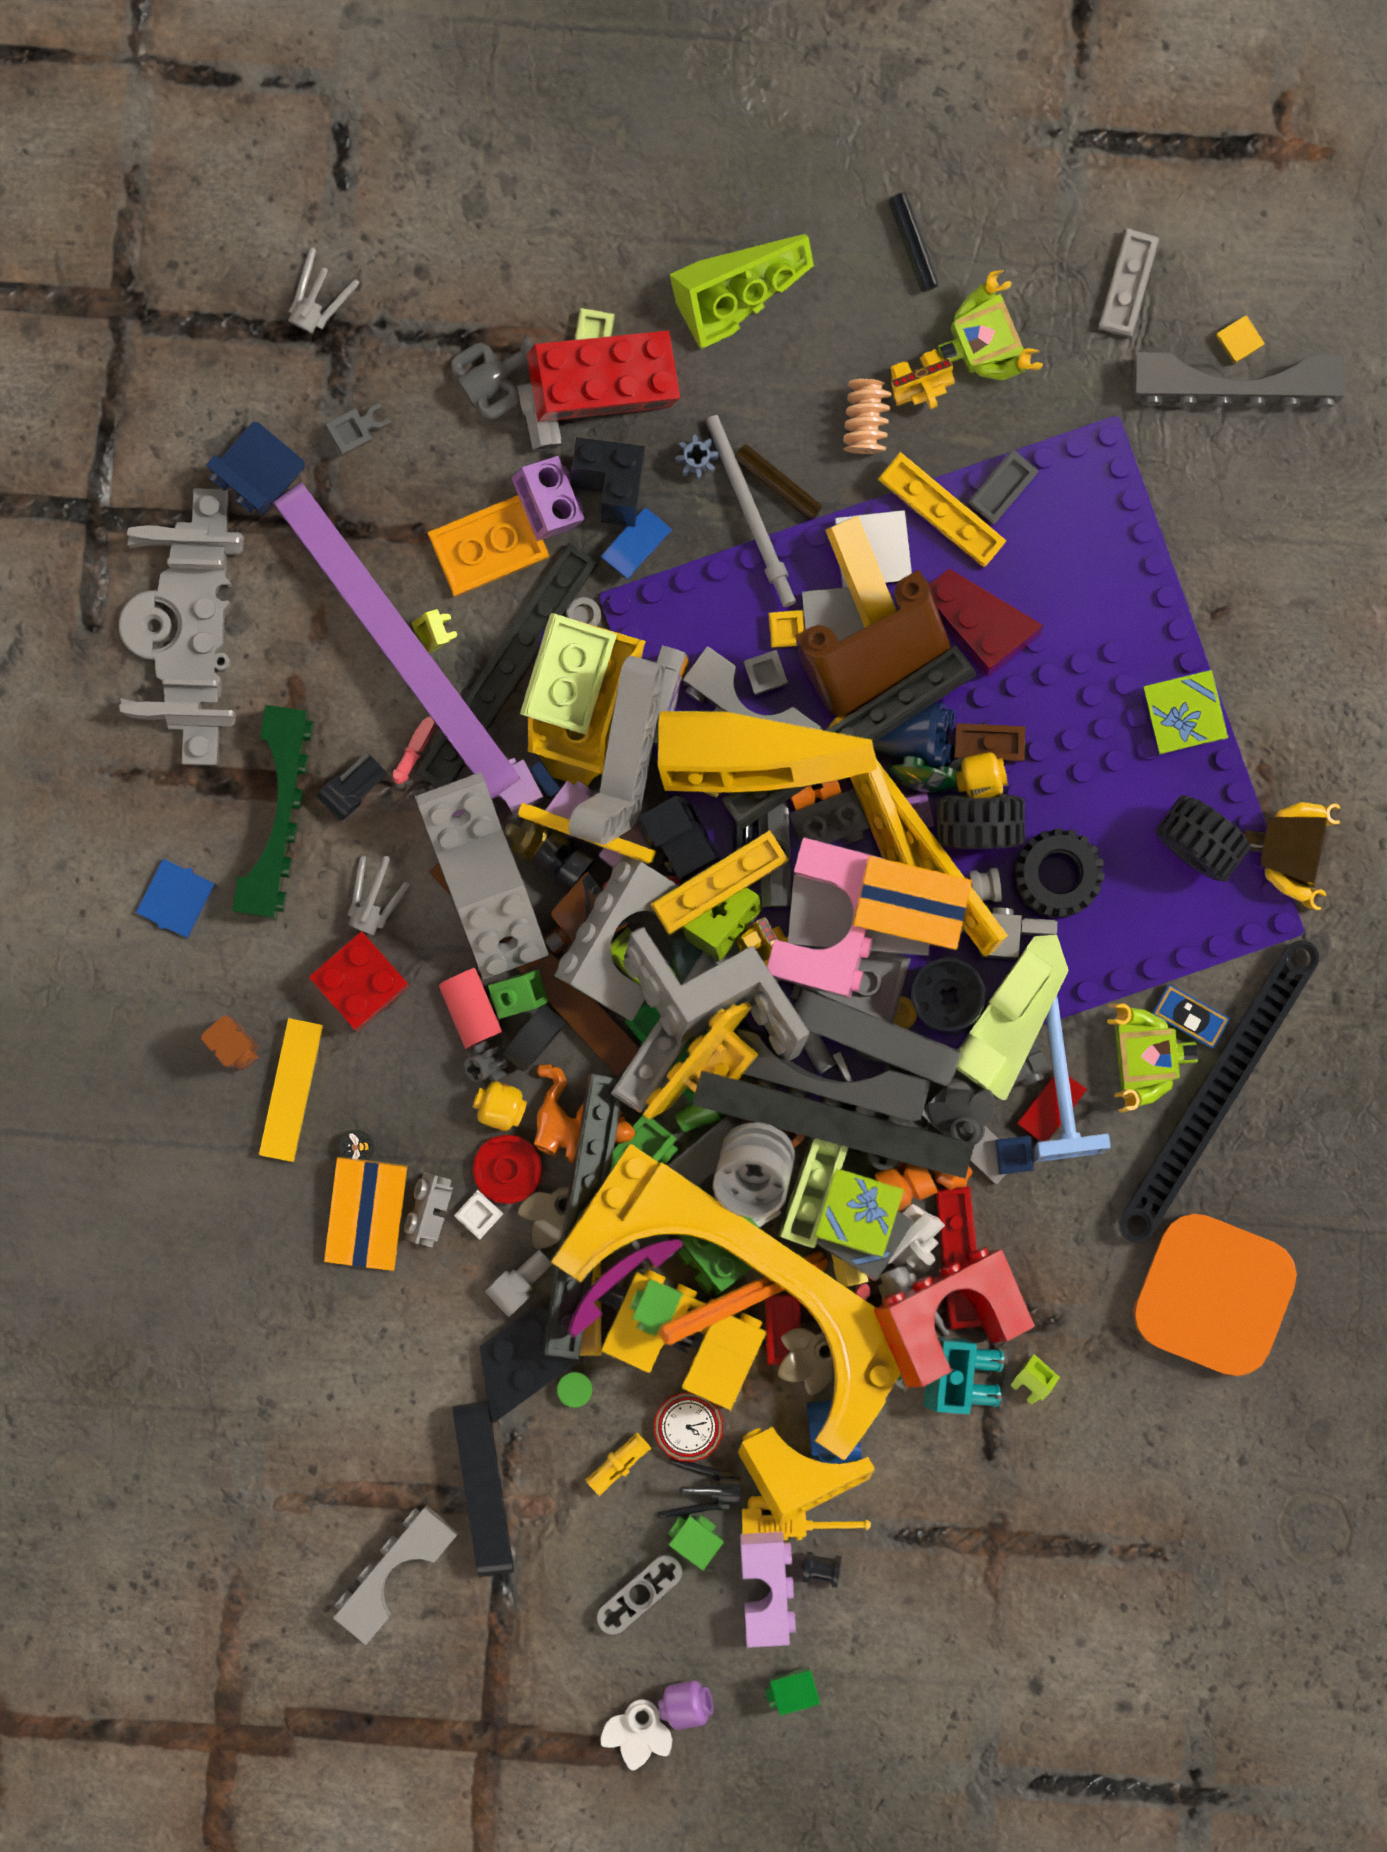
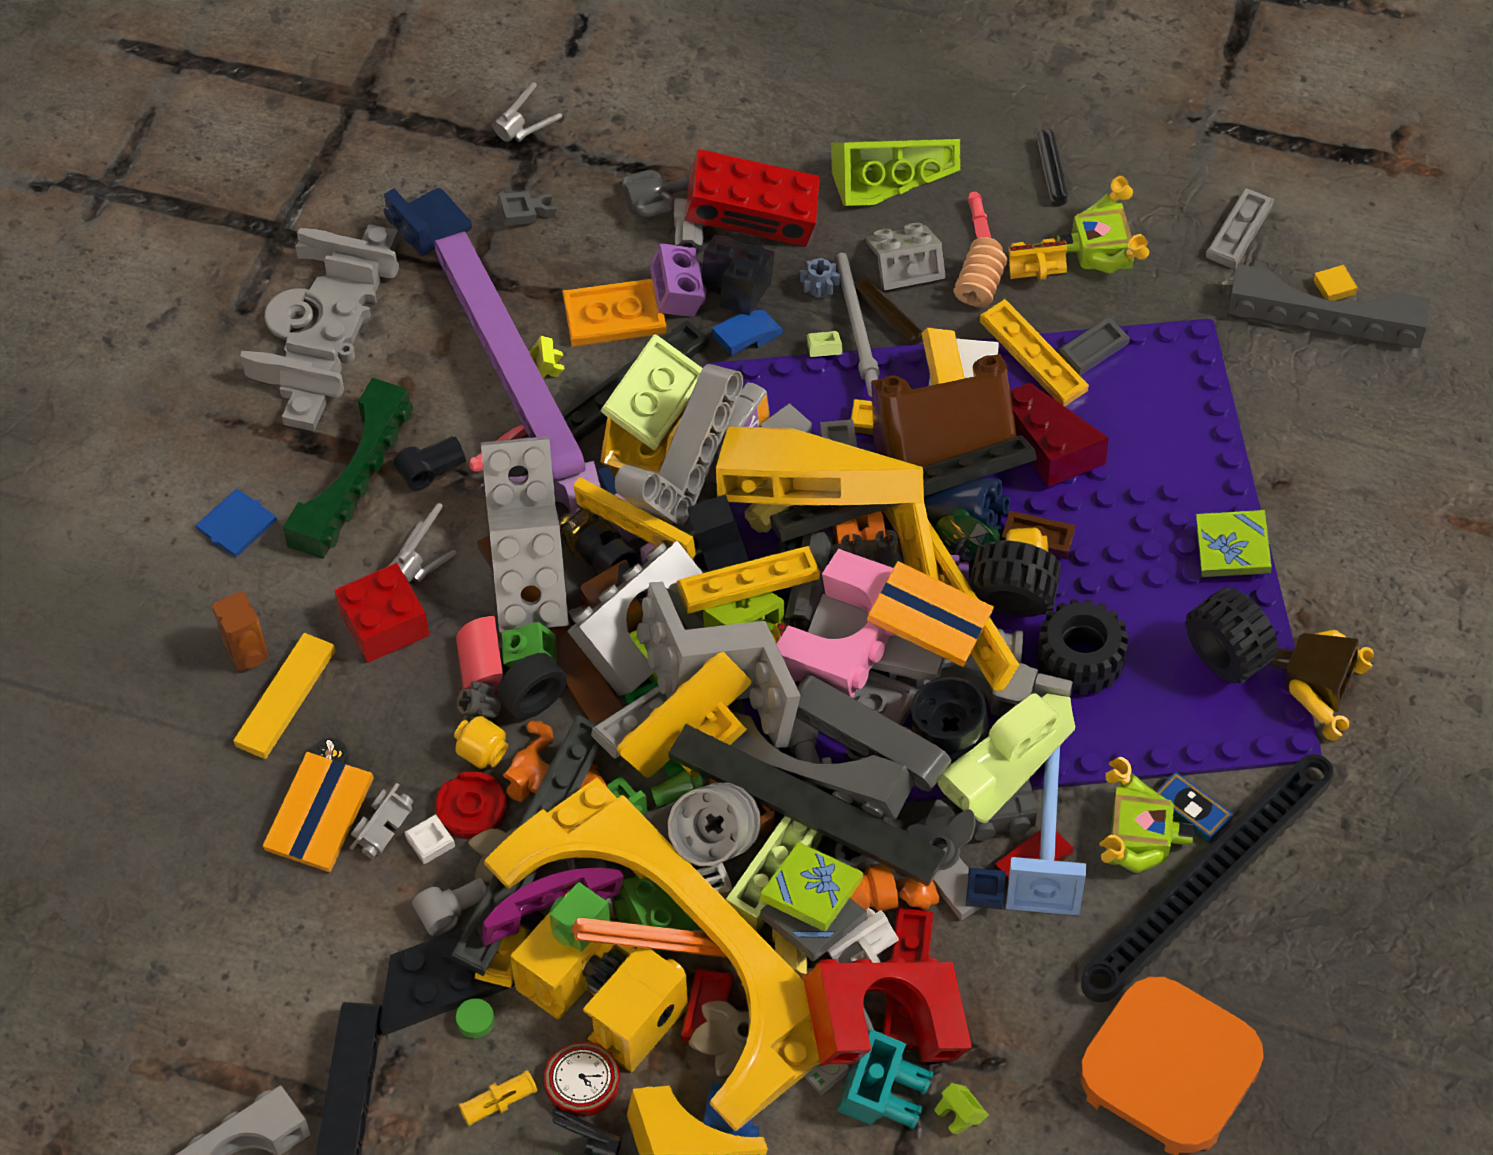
camera: 15 degrees right, 30 degrees down
(721, 544) = (824, 344): none -> yellowish green tile
(781, 402) = (907, 255): none -> light grey bracket
(850, 338) = (978, 215): none -> coral piece

